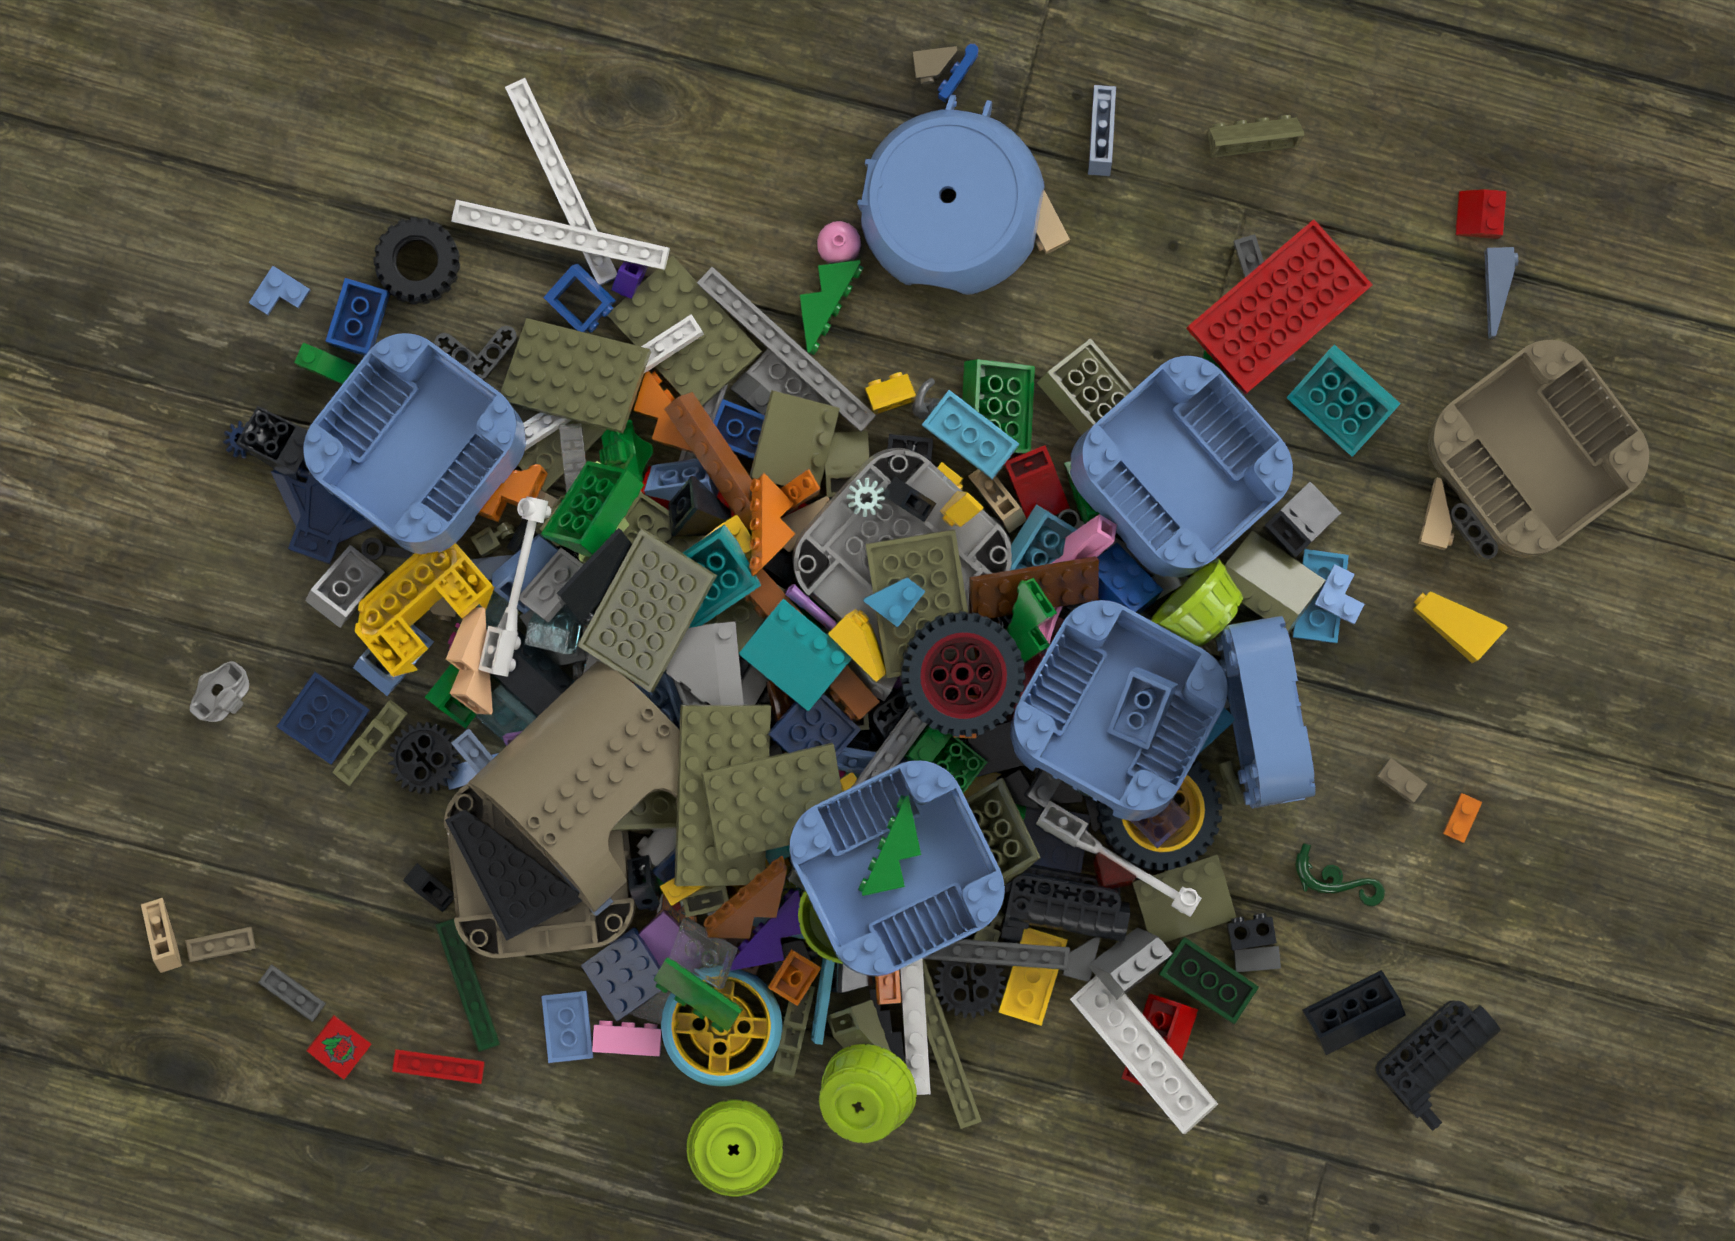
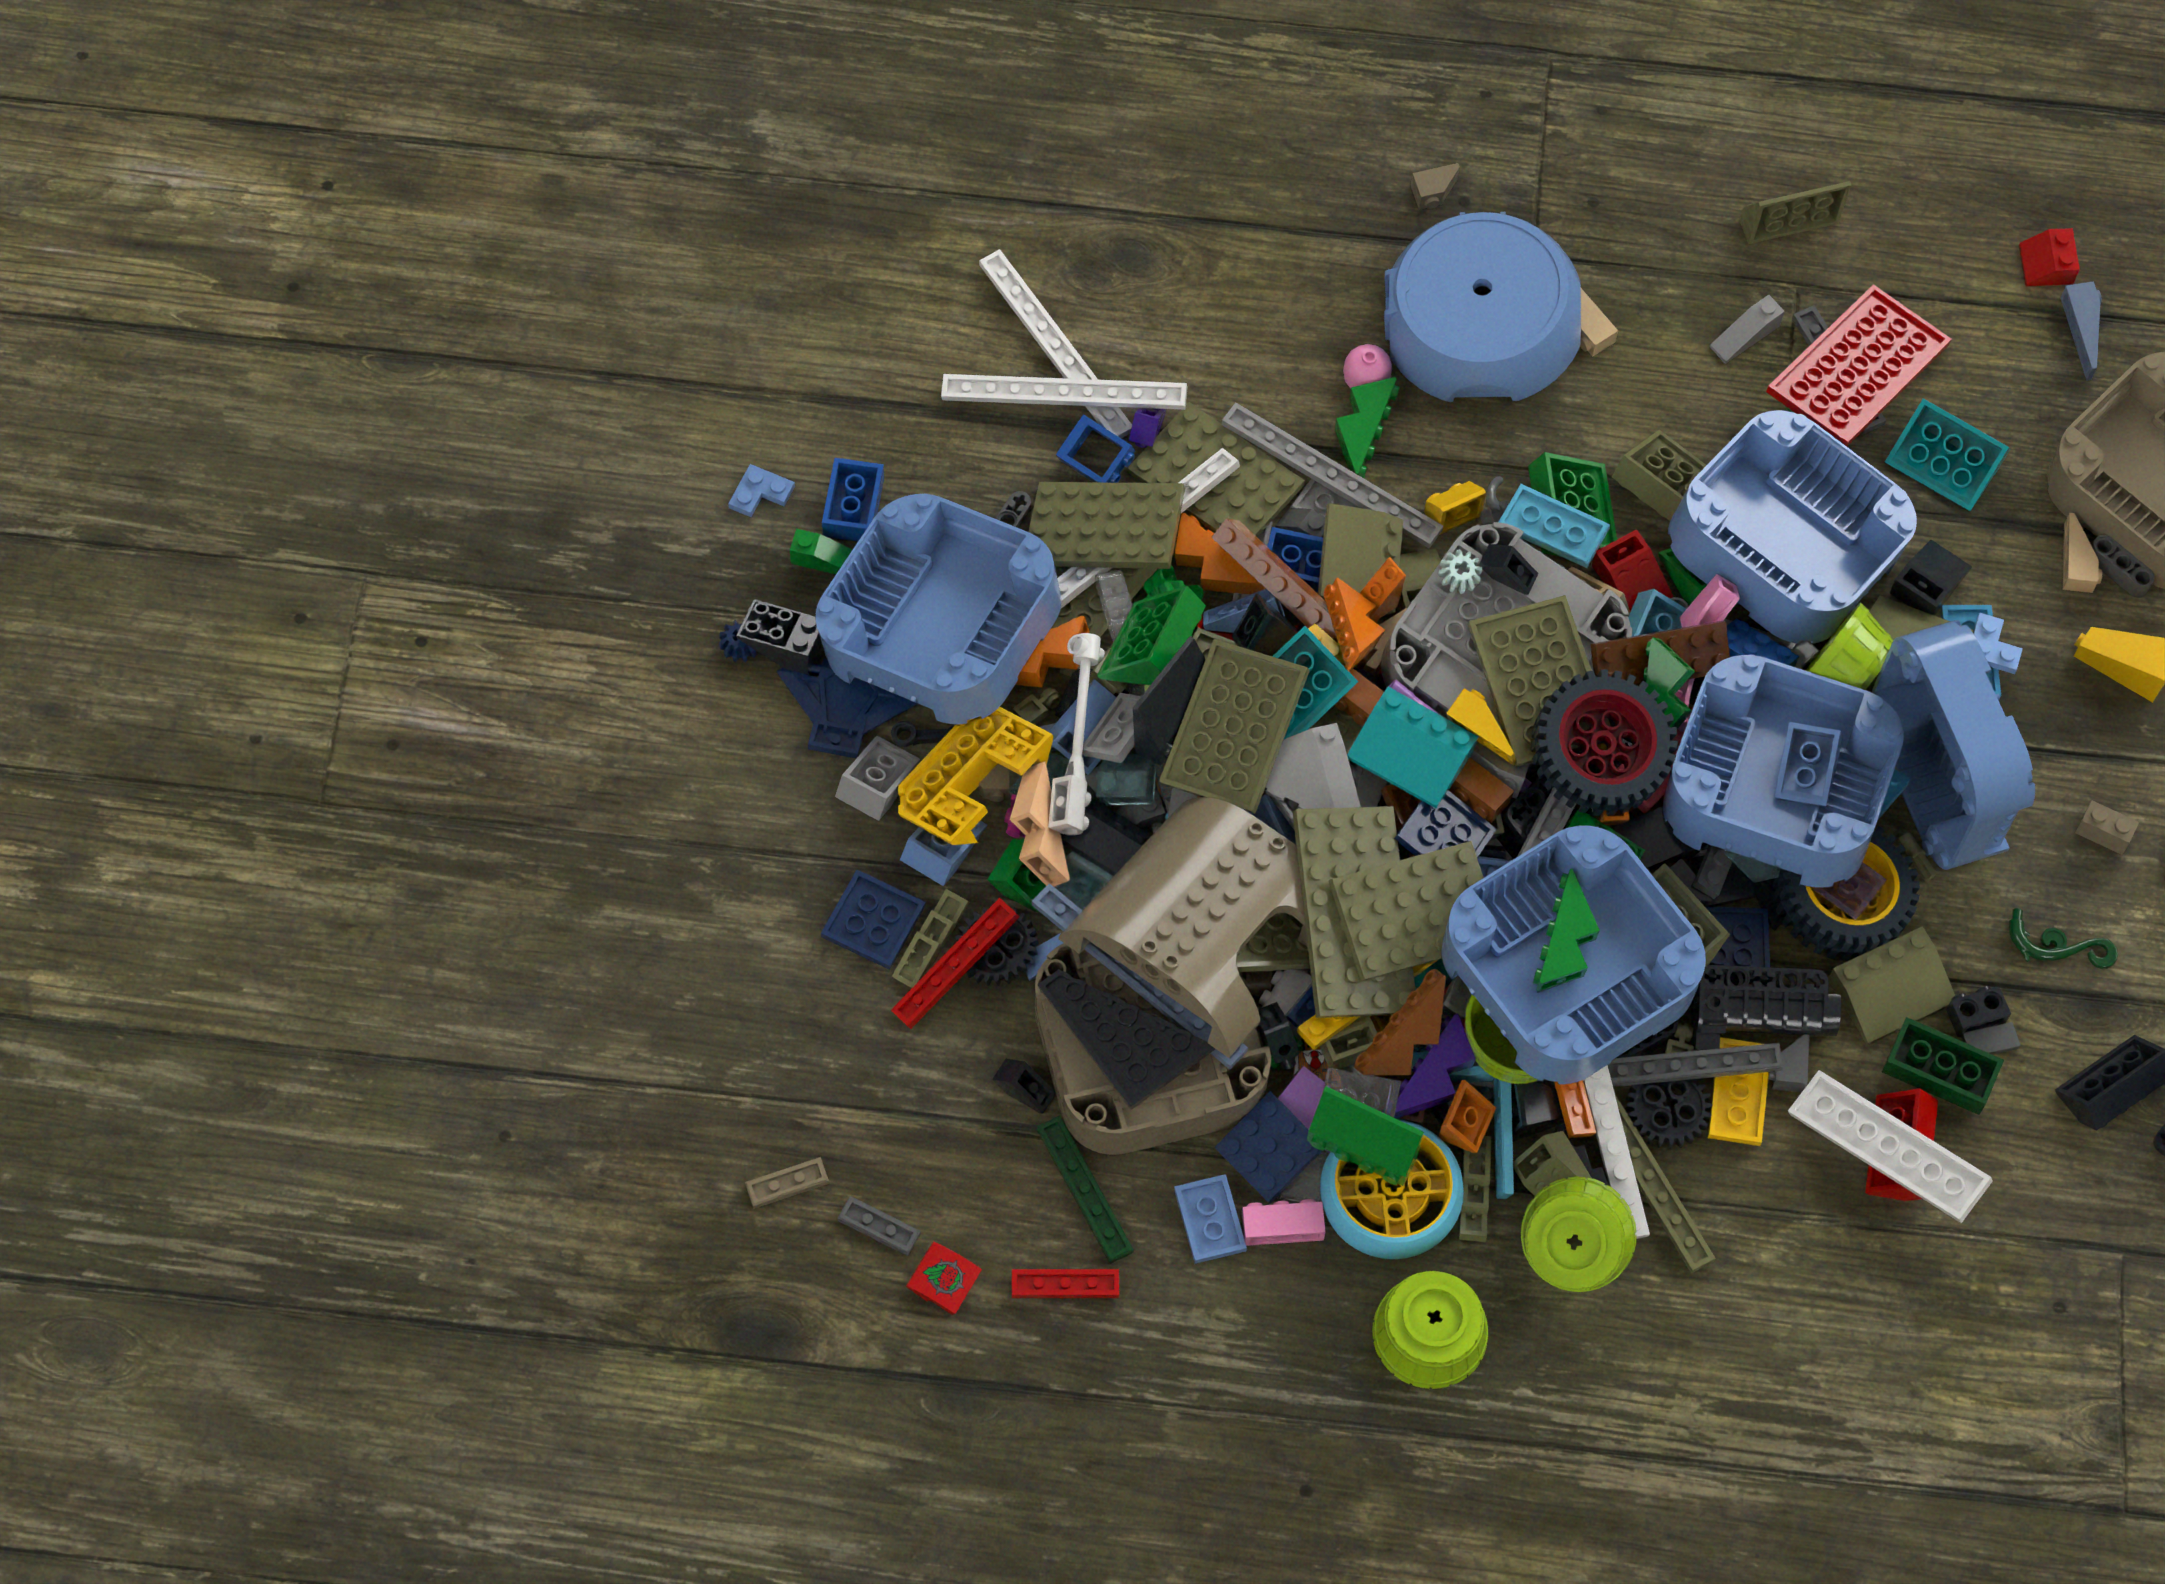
camera: 10 degrees left, 20 degrees down
(161, 936) = (716, 1180): tan slope -> none
(235, 684) = (761, 913): light grey piece -> none
(385, 773) = (955, 963): none -> red plate
(396, 239) = (903, 409): black tyre -> none
(895, 600) = (1513, 676): dark azure wing -> none
(958, 72) = (1464, 189): blue plate -> none
(960, 509) = (1568, 570): yellow slope -> none
(1073, 832) = (1753, 921): white bar -> none
(1102, 130) = (1629, 230): sand blue slope -> none
(1110, 873) = (1804, 955): clear red slope -> none
(1130, 961) = (1851, 1055): dark grey slope -> none
(1189, 250) = (1748, 329): none -> light grey slope

